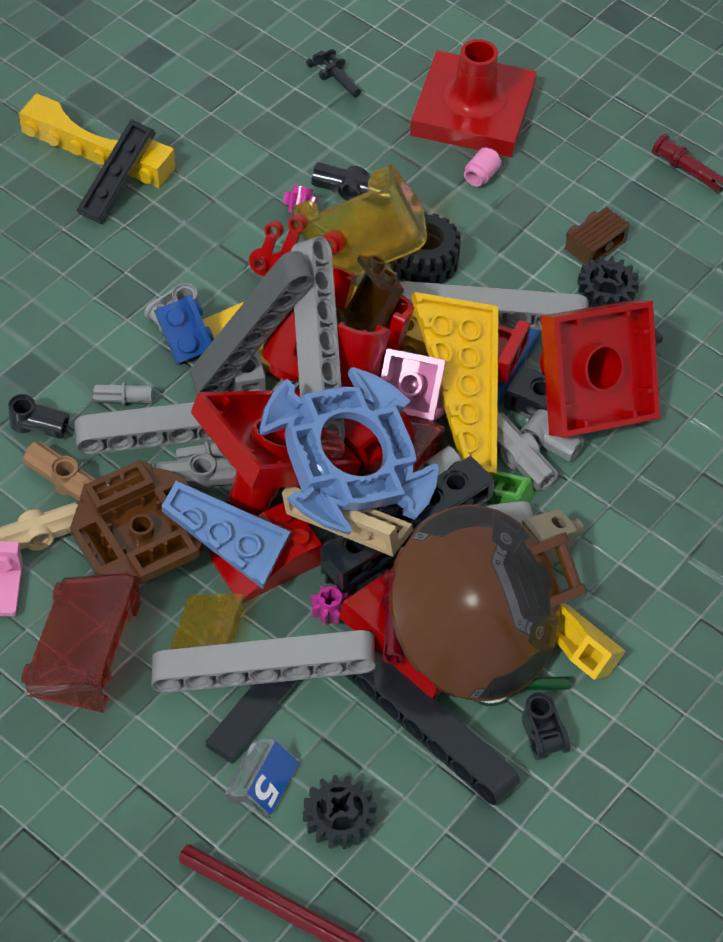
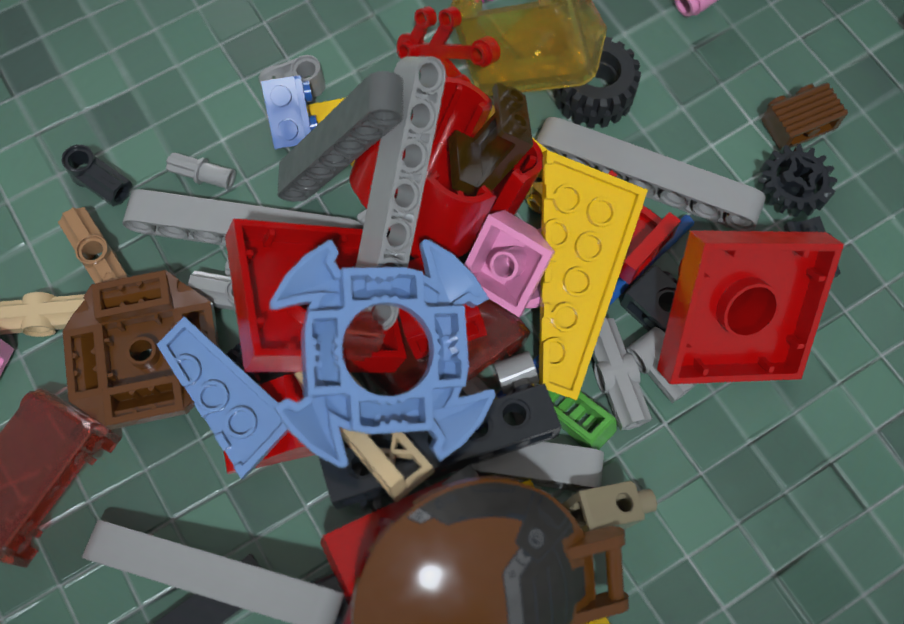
camera: 20 degrees right, 15 degrees up
(208, 620) = (178, 494): clear yellow hinge -> none
(251, 376) = (339, 198): light grey brick -> none
(328, 604) = (320, 525): dark pink gear -> none

